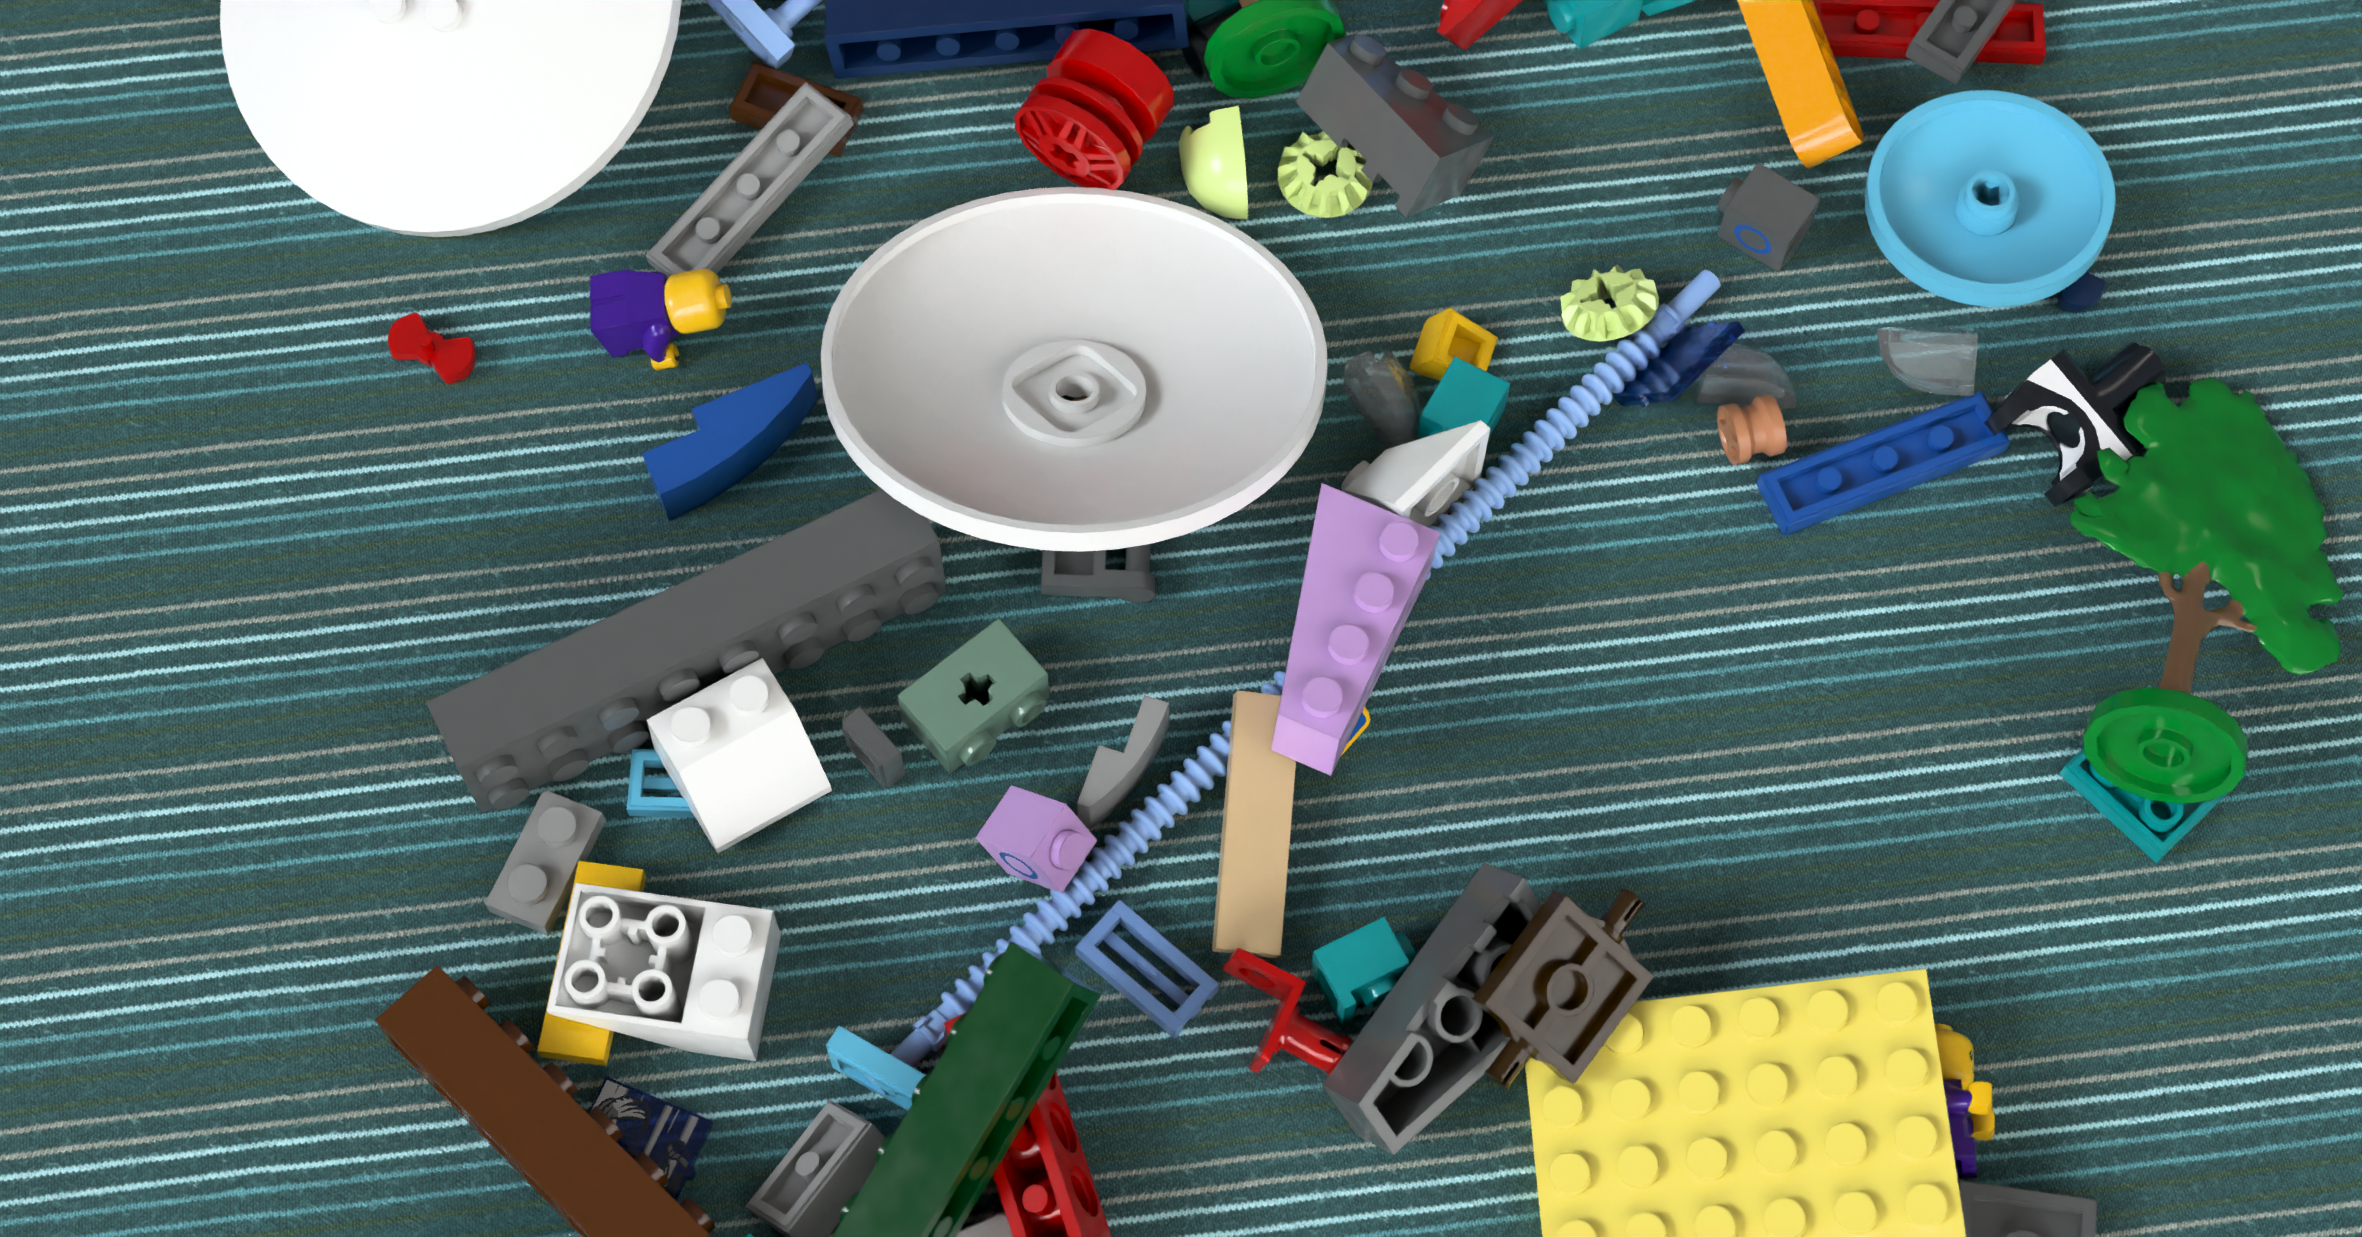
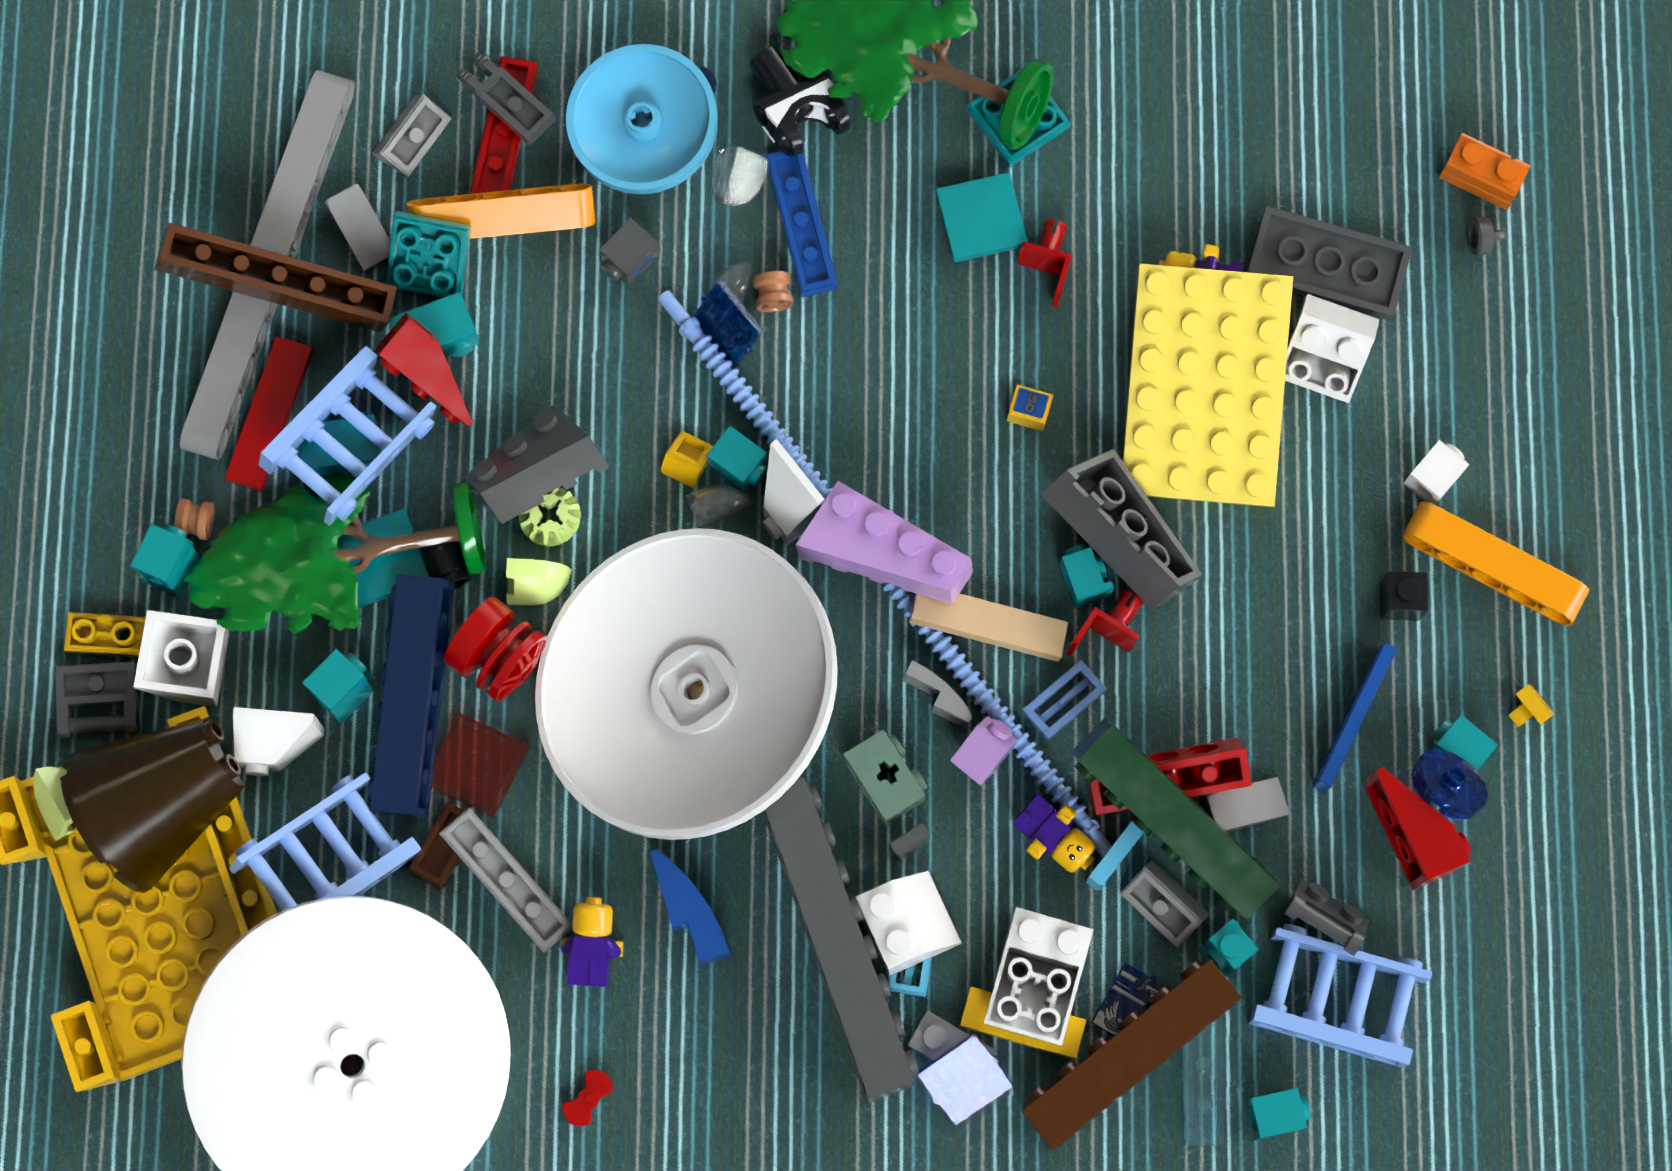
camera: 85 degrees left, 10 degrees up
(491, 879) = (965, 1079): none -> clear blue piece
(917, 965) = (1052, 832): none -> piece
(923, 133) = (478, 765): none -> clear red tile
(1563, 987) = (1125, 462): plate -> none
(1593, 320) = (686, 369): yellowish green gear -> none
(1643, 851) = (1029, 408): none -> slope
(1910, 845) = (1047, 255): none -> red bracket
(1956, 731) = (981, 217): none -> teal tile

